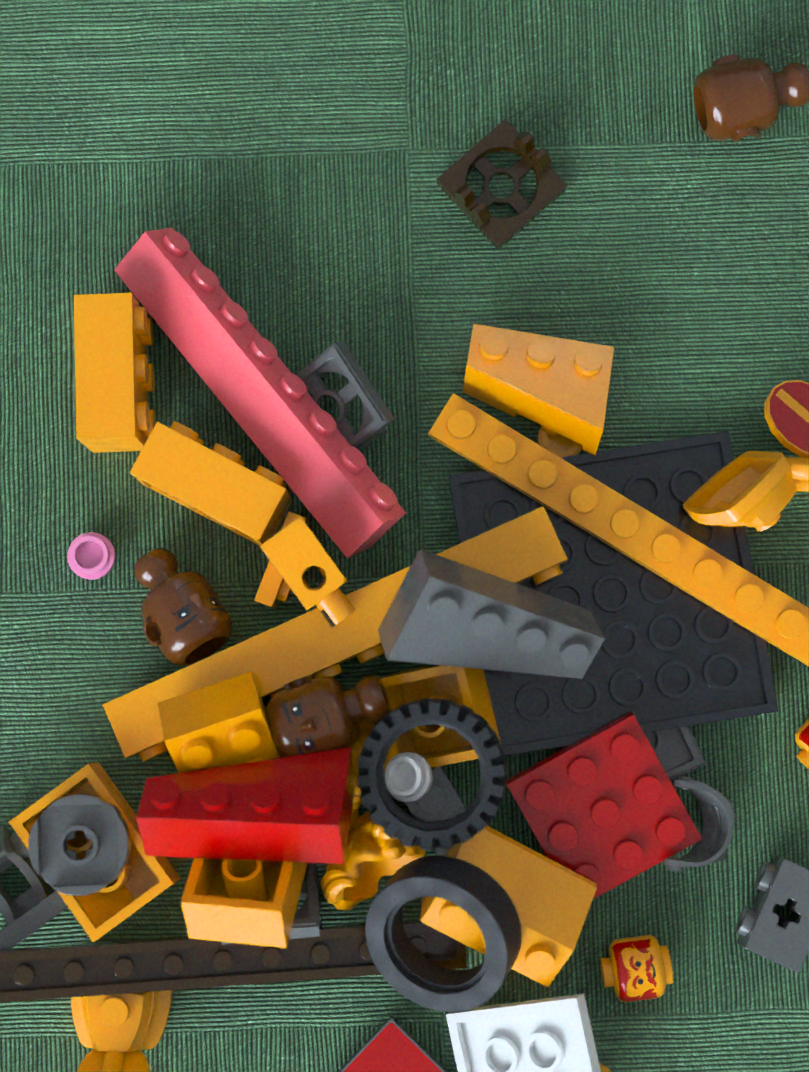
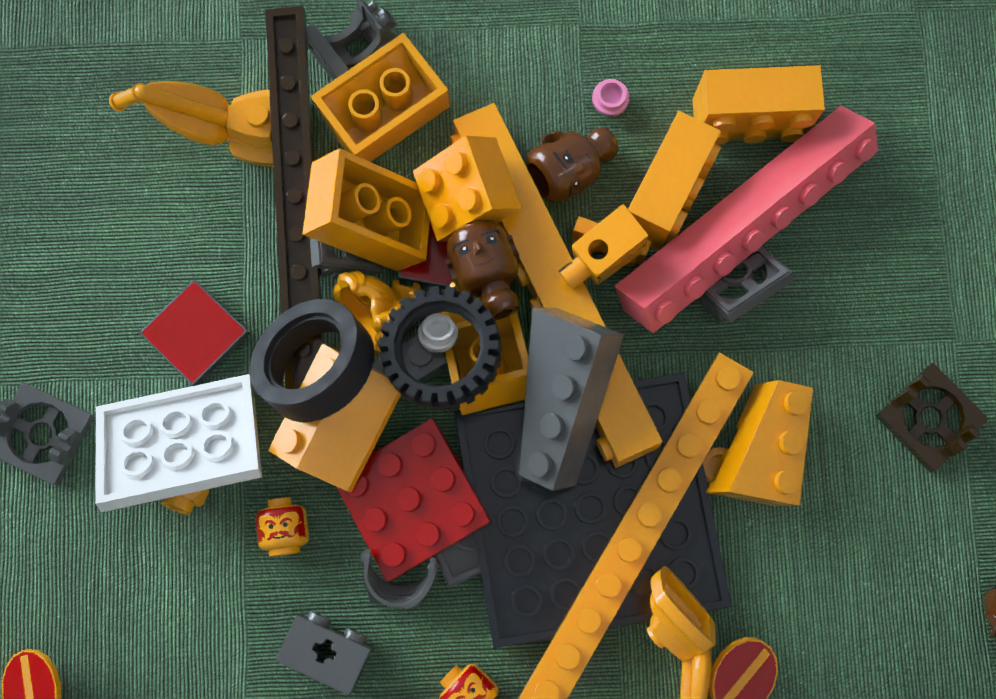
camera: 85 degrees right, 5 degrees down
(101, 864) = (389, 103): dark grey plate -> none
(253, 810) = (410, 209): red wedge -> none

